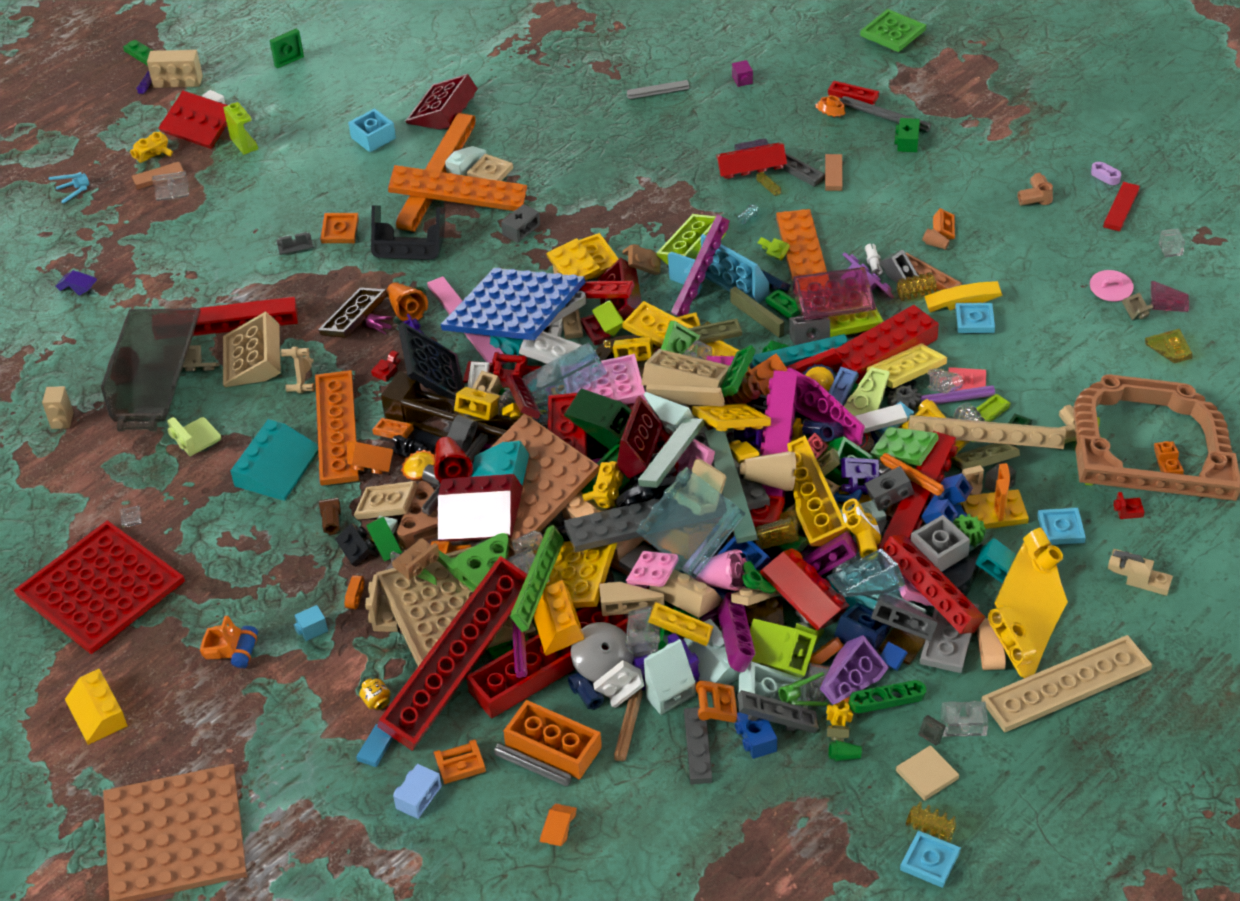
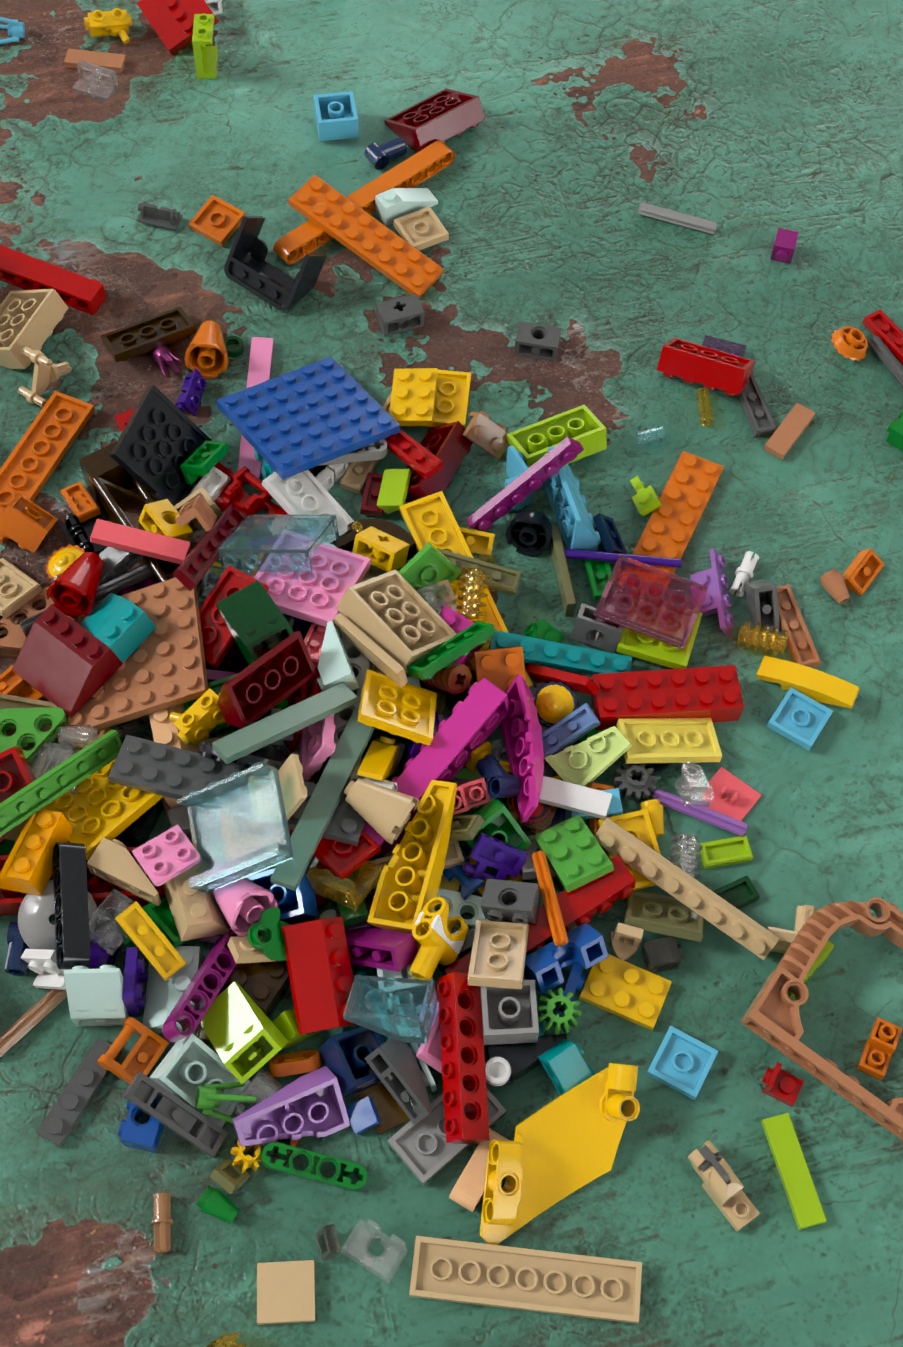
camera: 25 degrees right, 15 degrees up
(424, 139) = (381, 154): none -> dark blue piece
(464, 360) = (203, 460): none -> green bracket
(473, 414) = (139, 541): none -> coral tile
(492, 380) = (197, 508): none -> nougat panel
(612, 628) = (71, 905): none -> black beam
(627, 196) = (537, 341): none -> dark grey brick
(713, 337) = (472, 593): none -> clear yellow piece
(719, 300) = (529, 532): none -> black cylinder
(780, 289) = (612, 557): none -> dark purple piece
(816, 780) = (162, 1222): none -> medium nougat axle
(908, 516) = (498, 954): none -> tan tile
(960, 581) = (497, 1071): none -> white tile
(1001, 491) = (635, 984): orange slope -> none
(1173, 546) = (793, 1171): none -> lime tile

